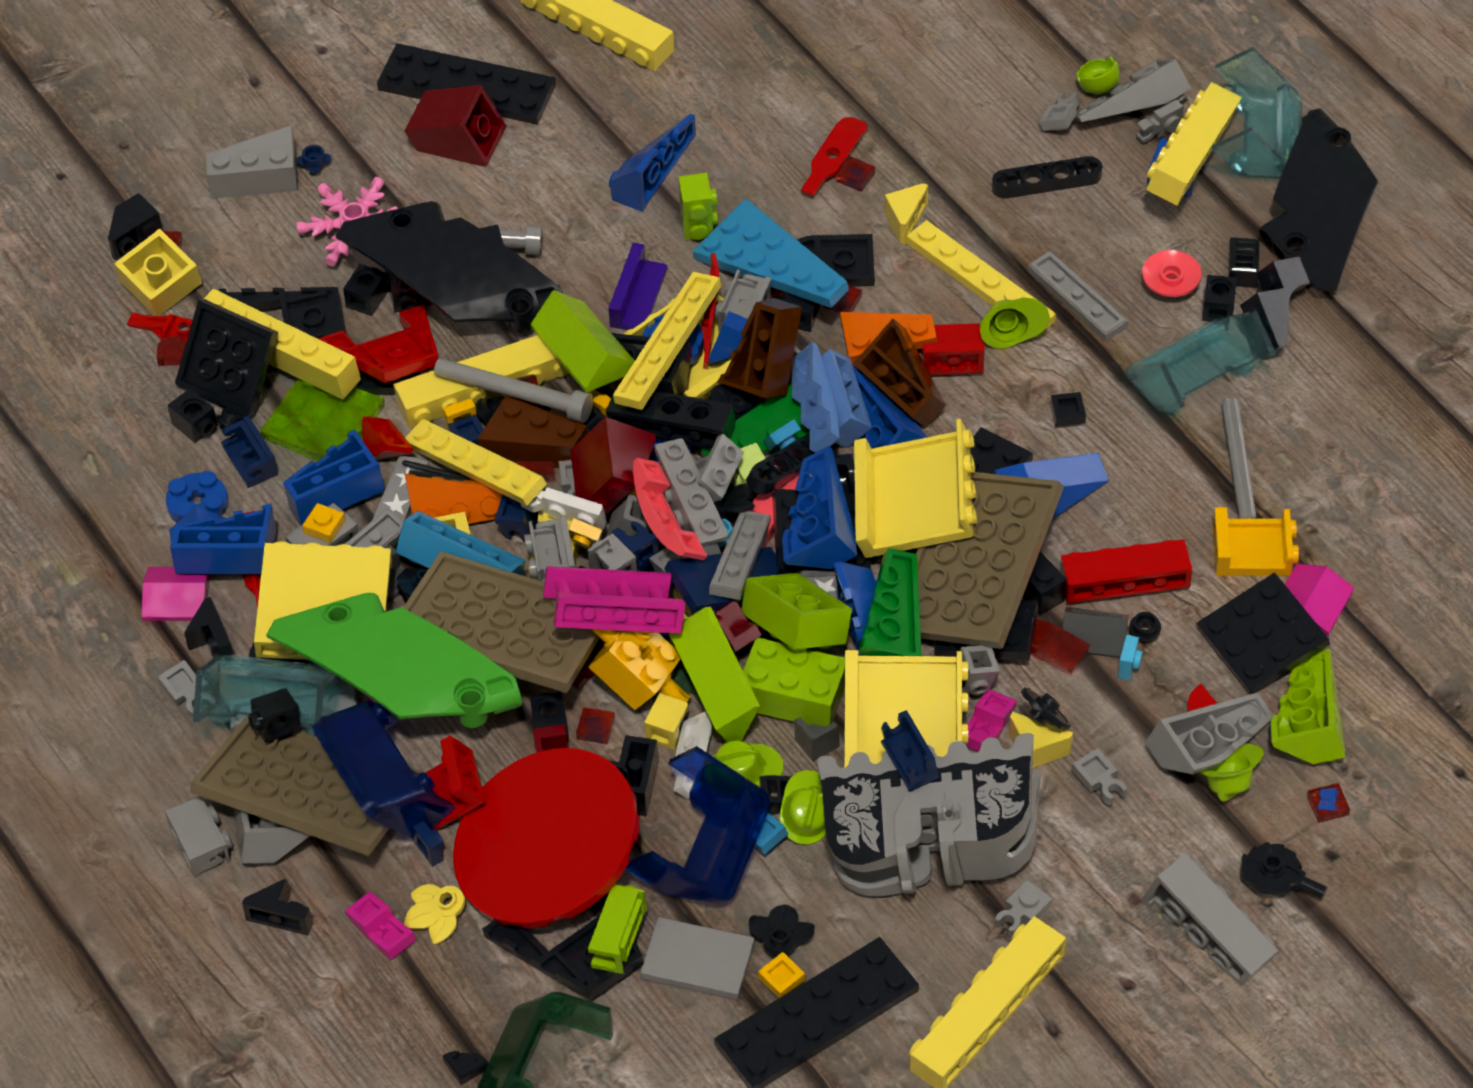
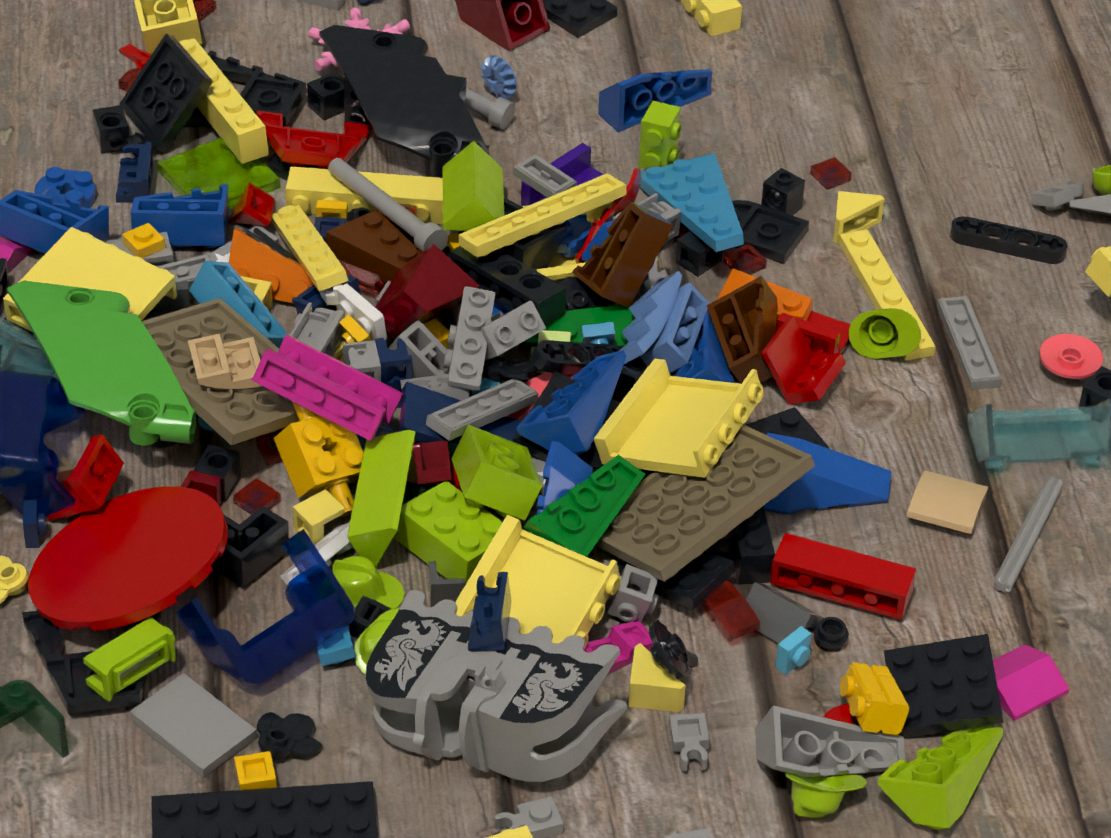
camera: 25 degrees right, 10 degrees down
(507, 615) = (225, 364): none -> tan slope
(515, 206) = (499, 77): none -> medium blue gear
(627, 298) = (542, 180): none -> light grey tile
(649, 486) = (430, 339): coral slope -> none
(835, 215) = (783, 192): none -> black brick
(838, 143) = (823, 148): red piece -> none
(969, 392) = (795, 367): none -> red bracket
(1068, 409) = (889, 425): black plate -> none
(1158, 460) = (947, 501): none -> tan slope
(1222, 671) = (874, 698): none -> yellow brick
(1254, 545) = (985, 607): yellow panel -> none

